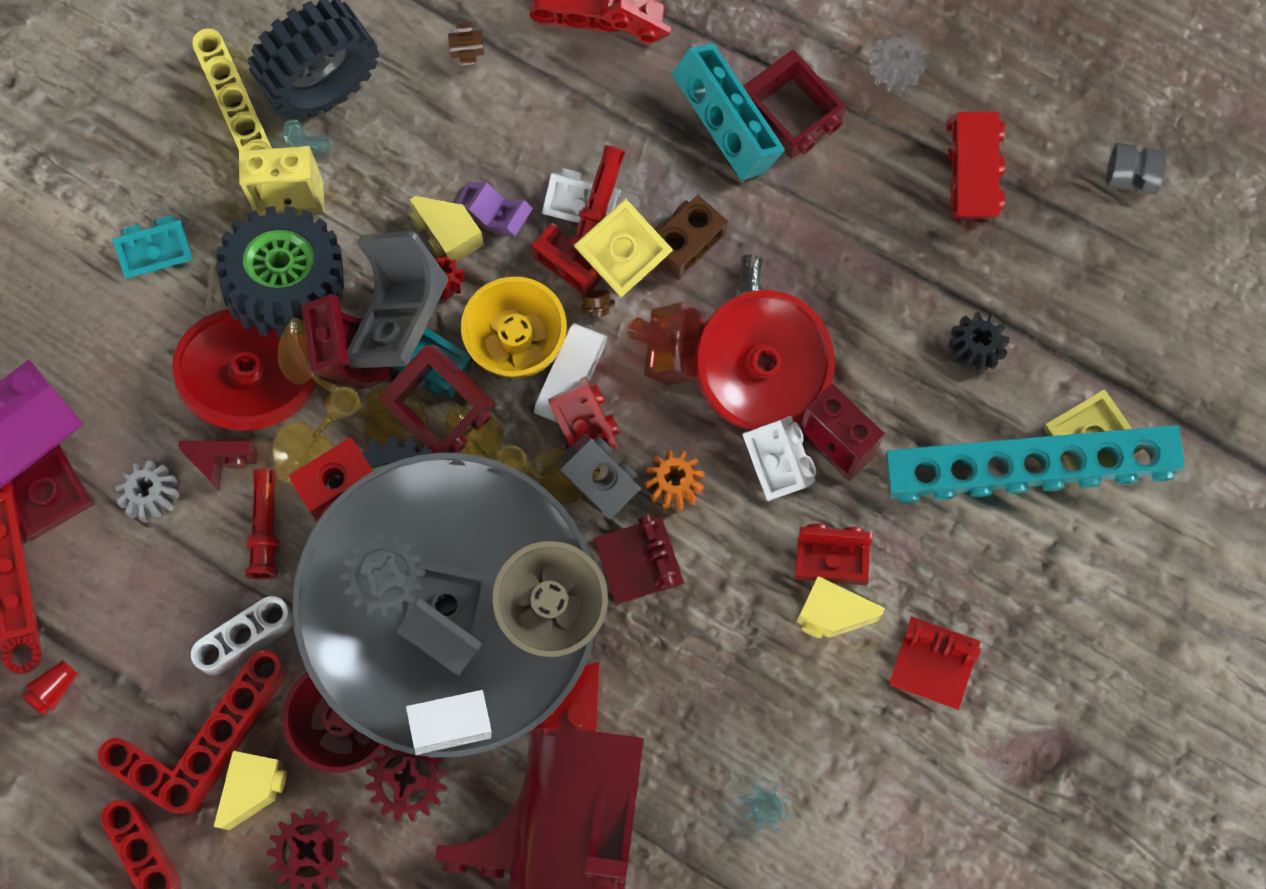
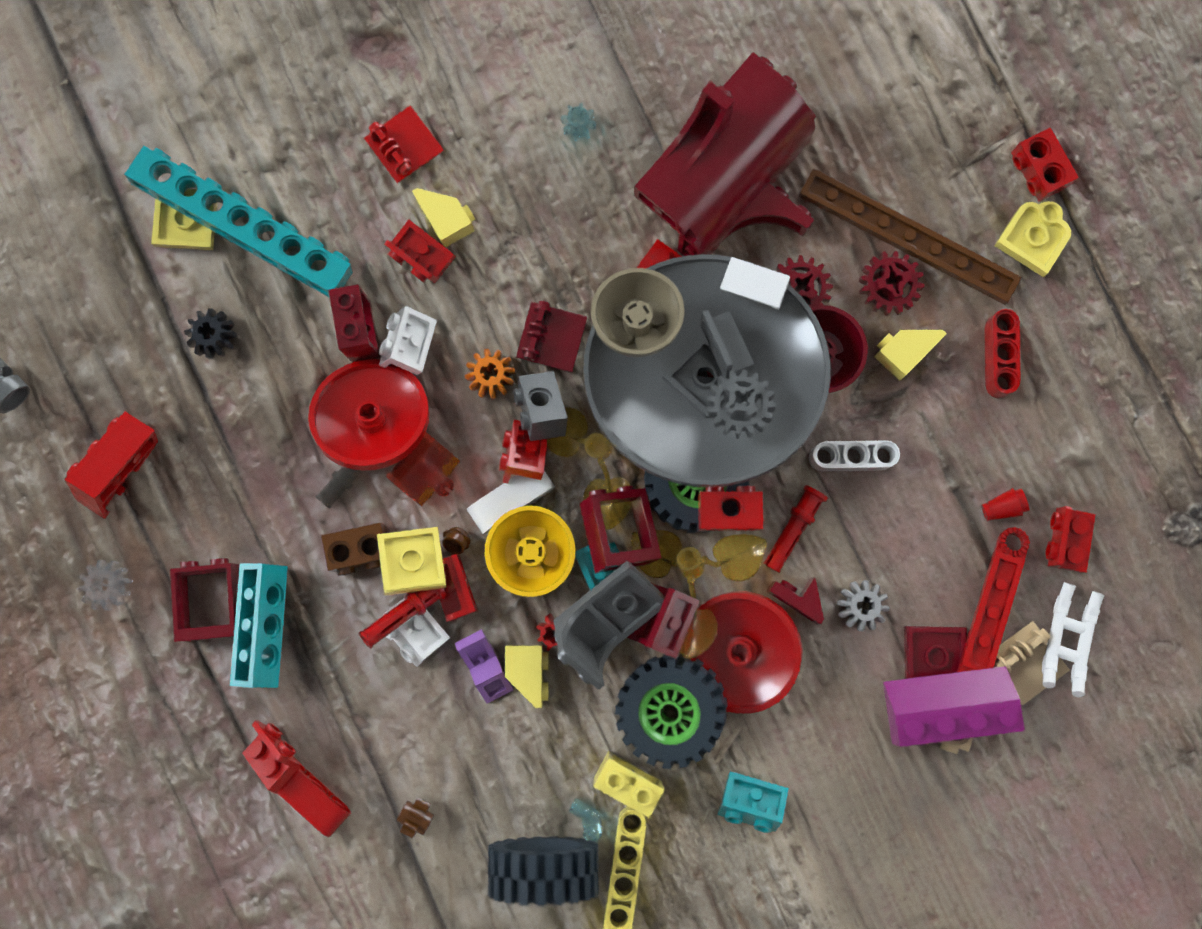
camera: 145 degrees left, 10 degrees up
(205, 742) = (919, 395): red beam -> none

